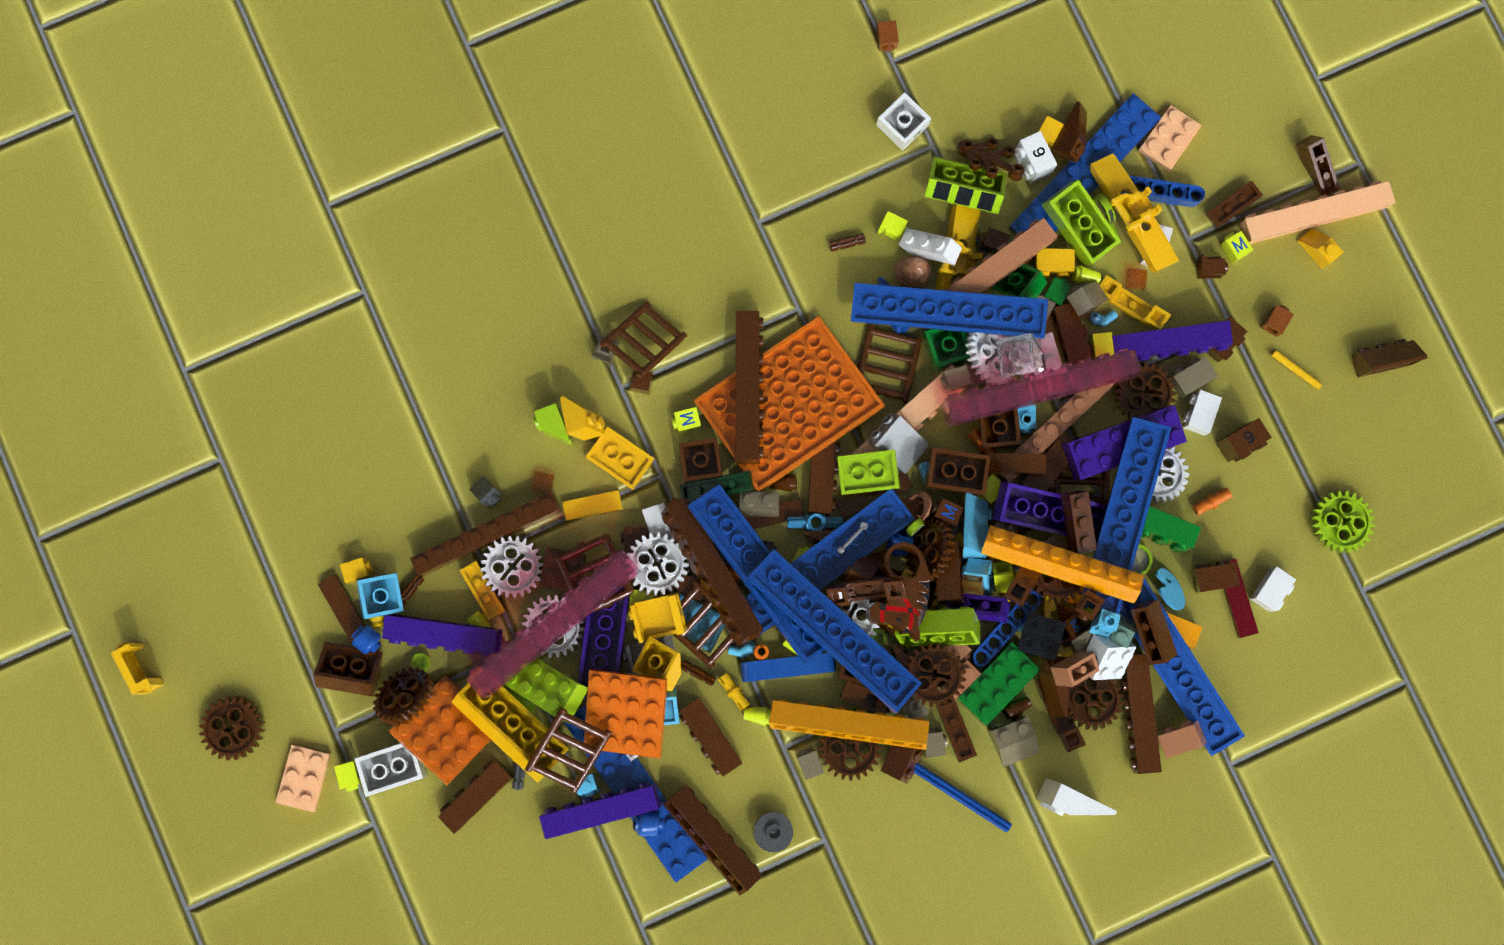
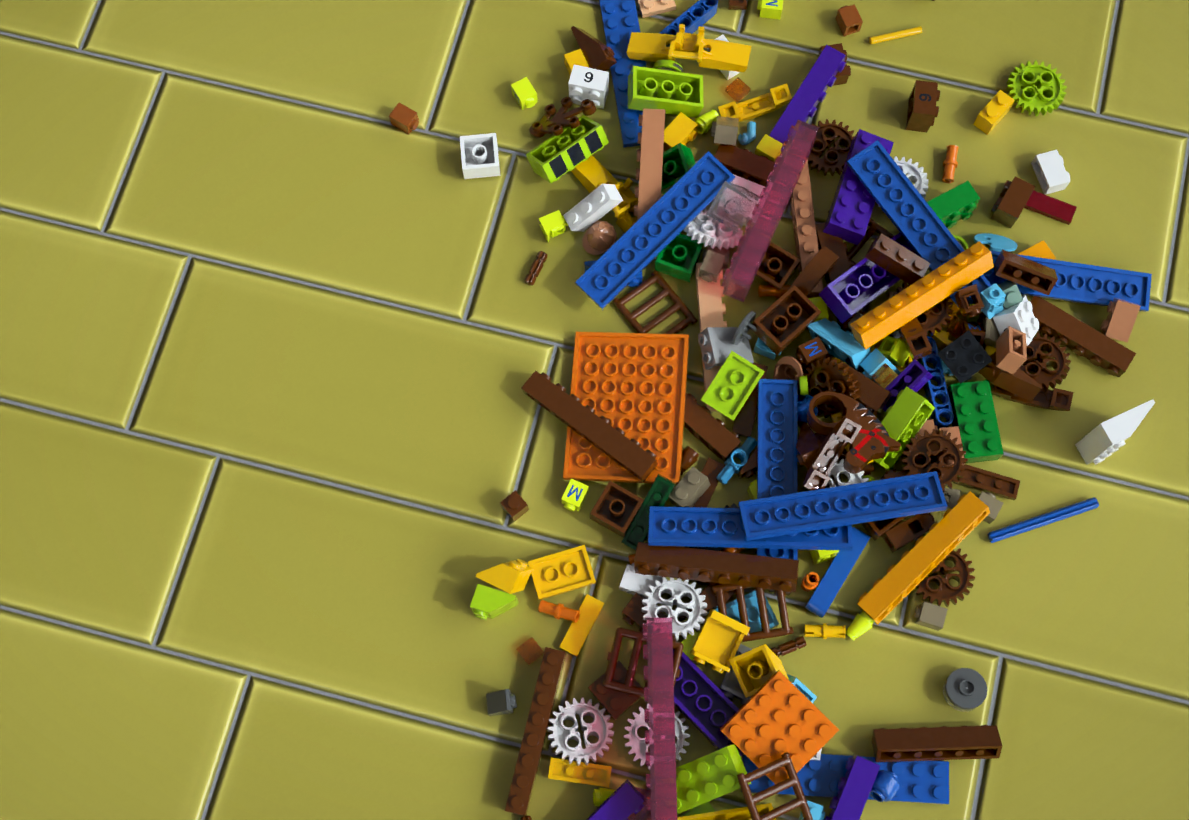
camera: 45 degrees left, 10 degrees down
(588, 480) = (559, 611): none -> orange pin
(603, 356) = (468, 519): dark tan window -> none
(653, 360) = (506, 480): reddish brown bar -> none
(710, 736) = (848, 678): reddish brown brick -> none
(743, 651) = (797, 598): medium azure arm -> none
(863, 526) = (772, 422): light grey hinge -> none
(901, 762) = (983, 542): reddish brown brick -> none
(922, 444) = (744, 328): none -> dark grey piece
(988, 112) = (524, 93): none -> neon yellow brick
(993, 239) = (625, 163): reddish brown brick -> none
(1015, 740) = (1028, 443): dark tan slope -> none
(1016, 708) = (1005, 422): reddish brown cone -> none
(1029, 411) = (788, 243): medium azure brick -> none
(1057, 290) = (700, 146): green brick -> none
(1193, 377) = (845, 105): dark tan brick -> none
(1201, 412) = (876, 119): white brick -> none
(1211, 267) = (772, 33): reddish brown window -> none
(1290, 503) = (994, 112): none -> yellow brick

